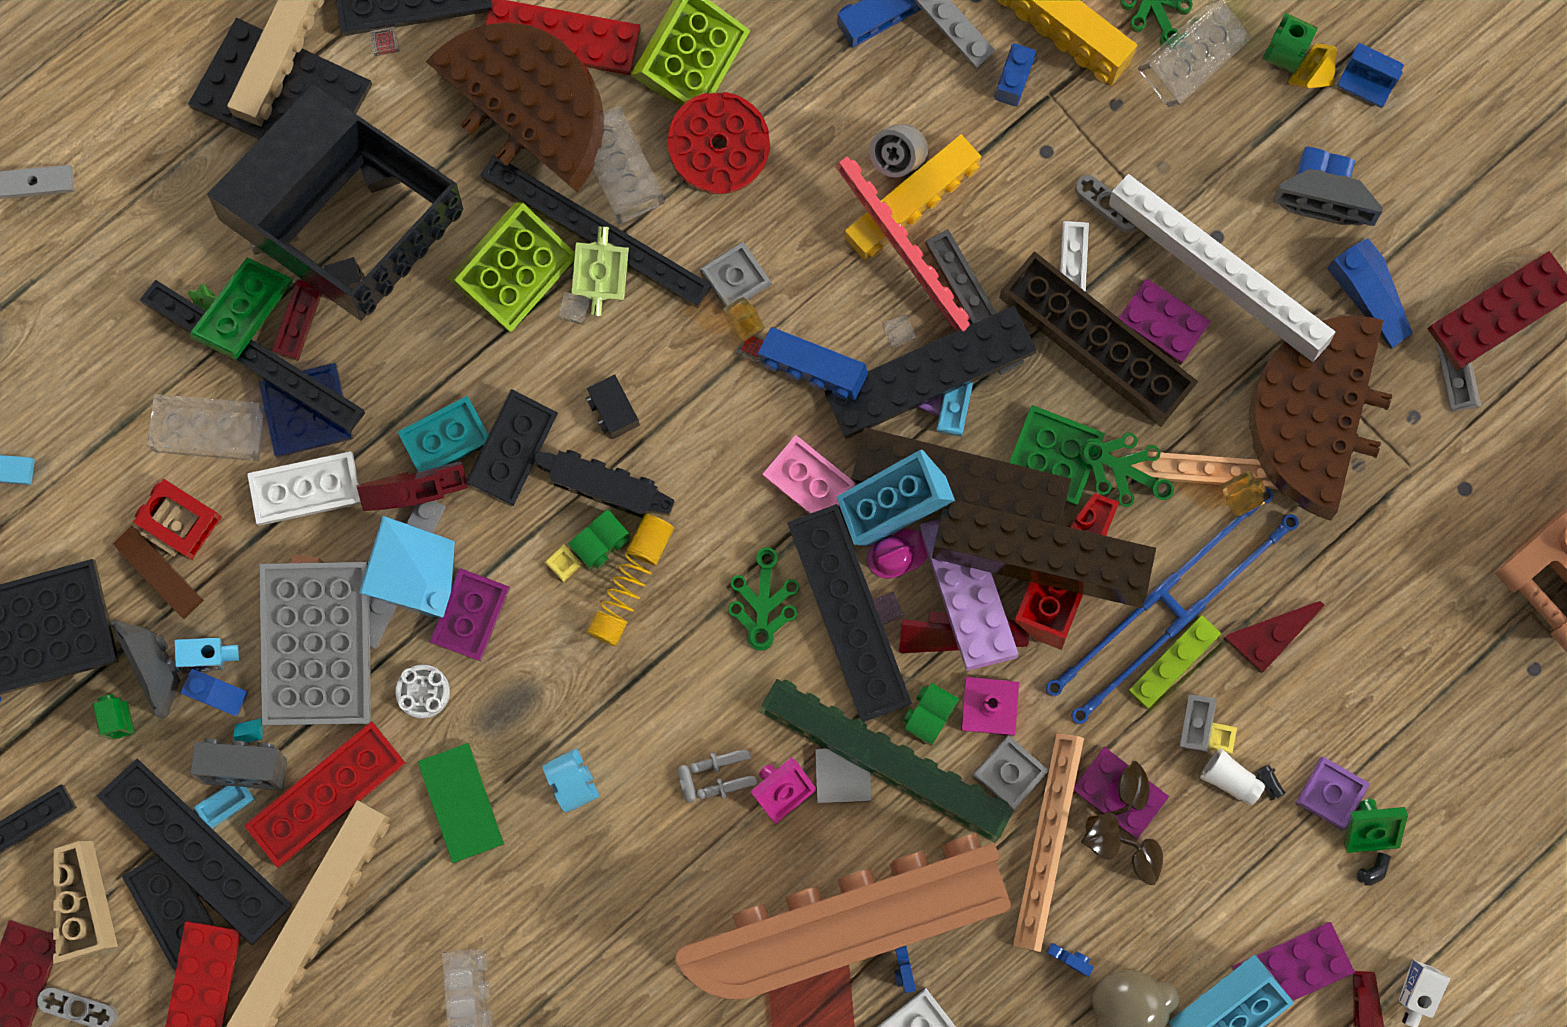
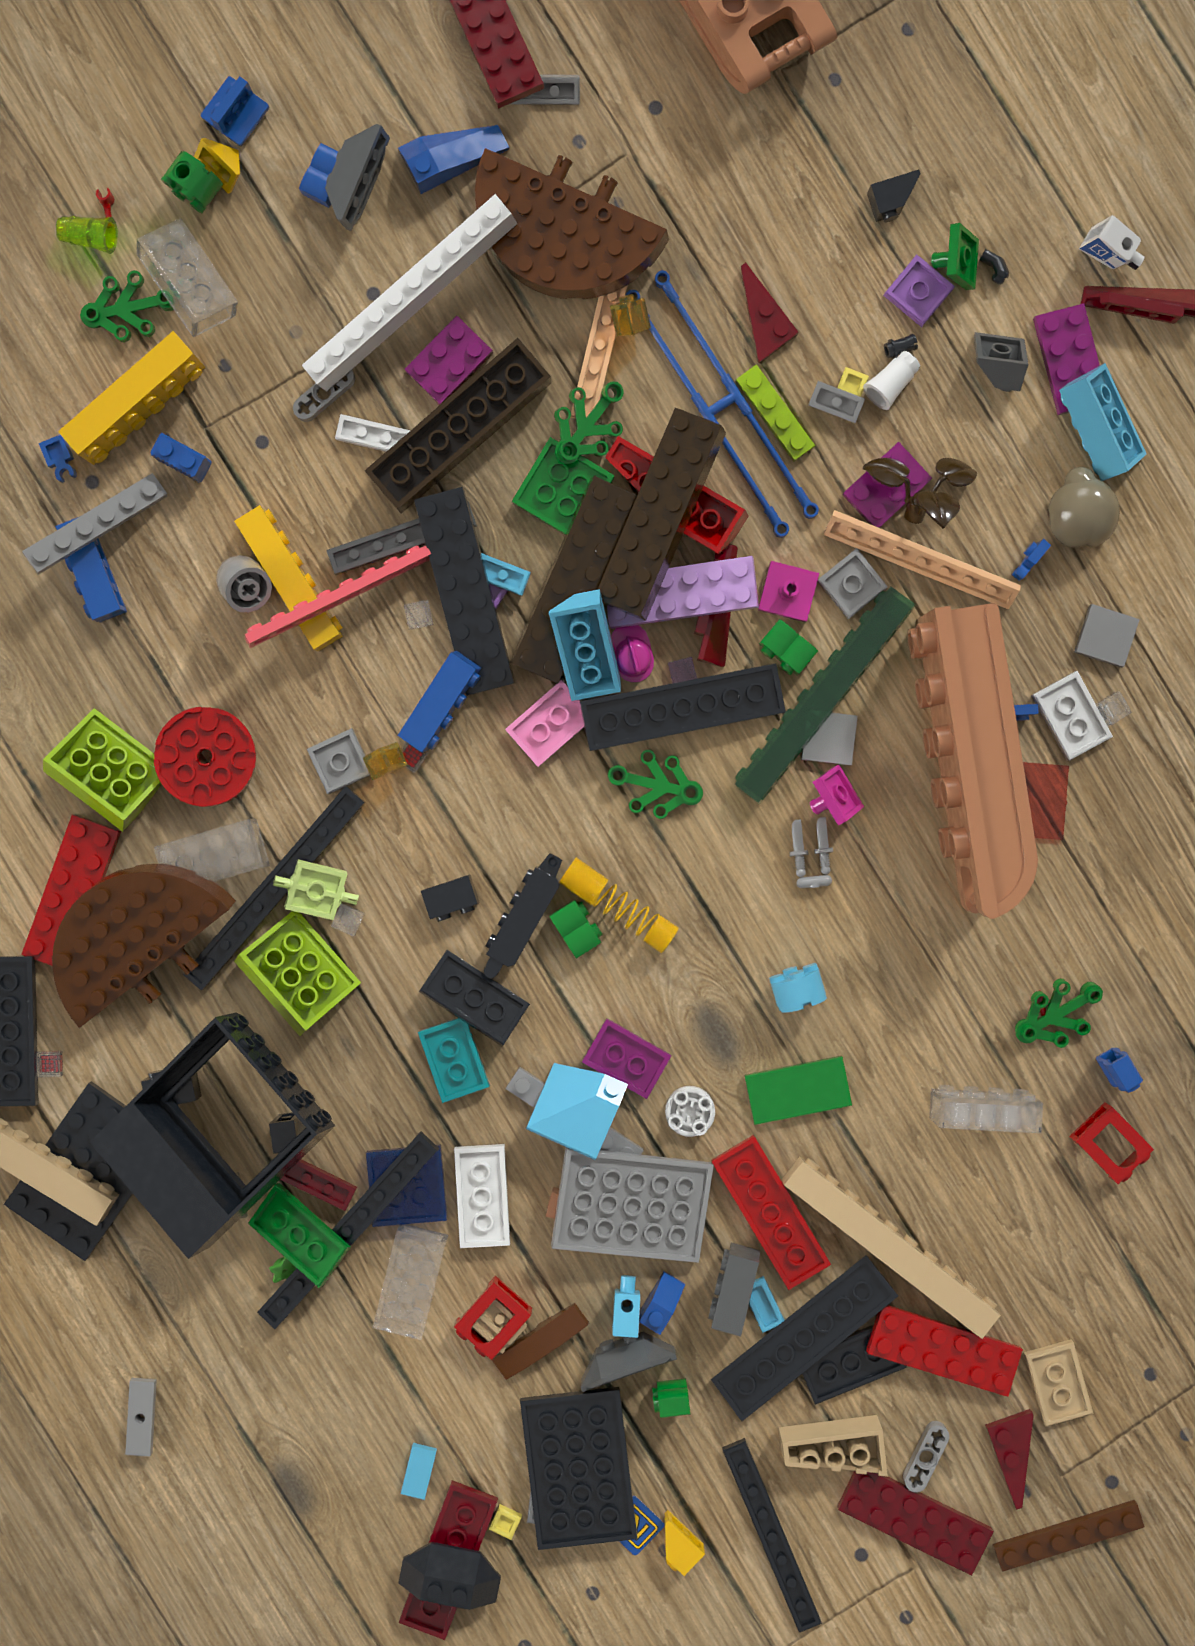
camera: 85 degrees left, 10 degrees up
(249, 731) = (702, 1275): teal tile -> none
(412, 489) = (501, 1099): dark red slope -> none
(563, 563) = (591, 964): light yellow tile -> none
(1276, 890) = (1002, 360): none -> dark grey slope
(1424, 746) = (891, 195): none -> black slope

